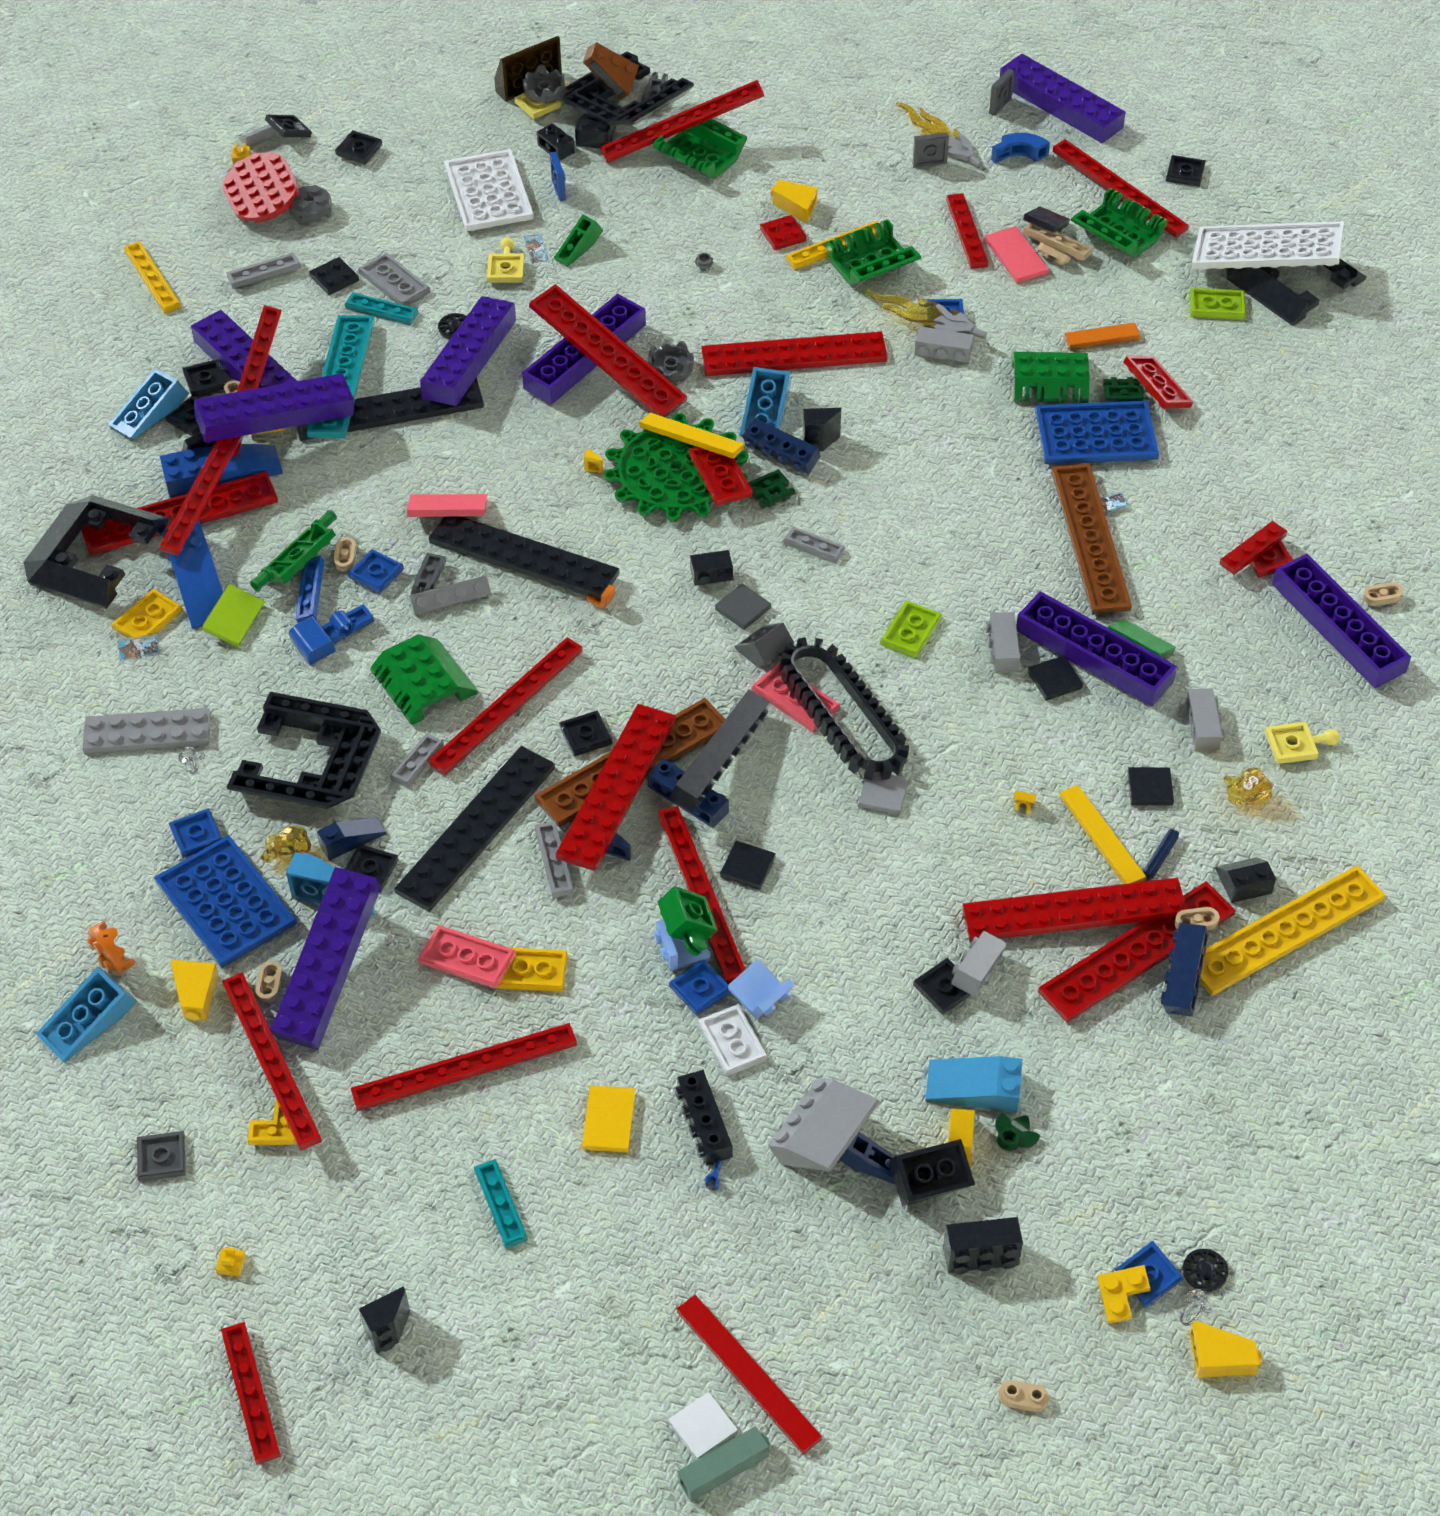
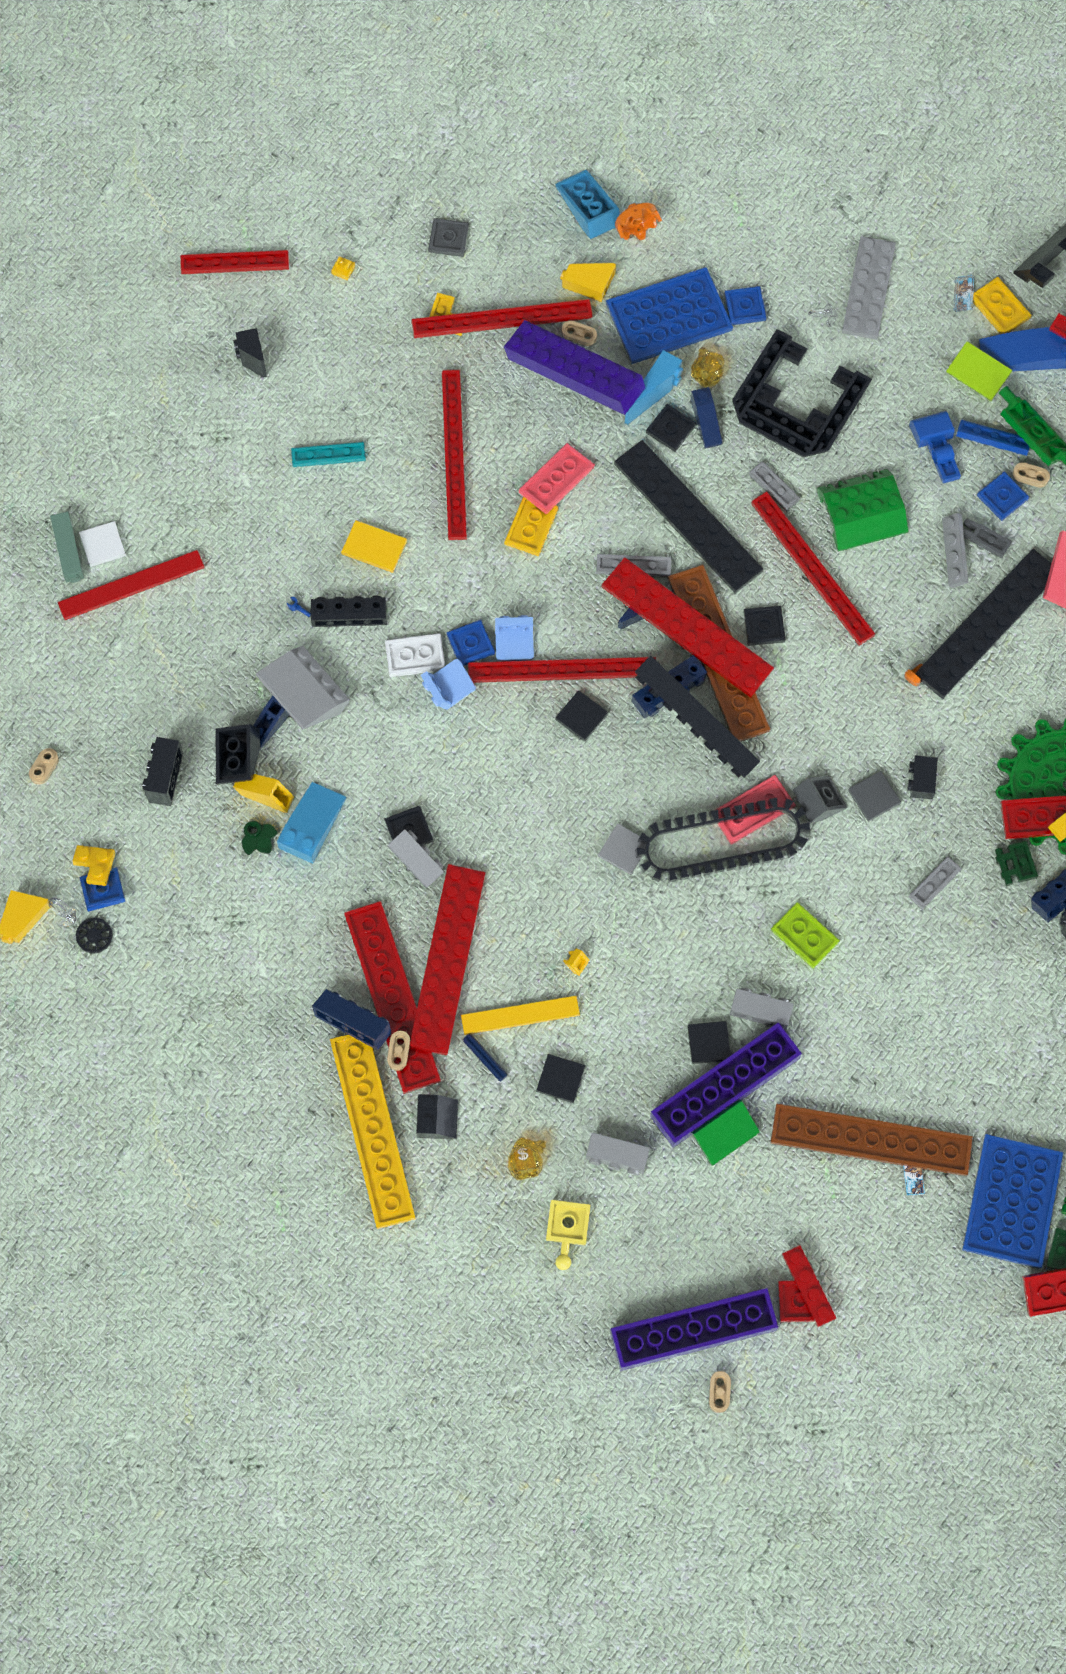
camera: 105 degrees right, 20 degrees up
(687, 918) = (525, 640): green brick -> none

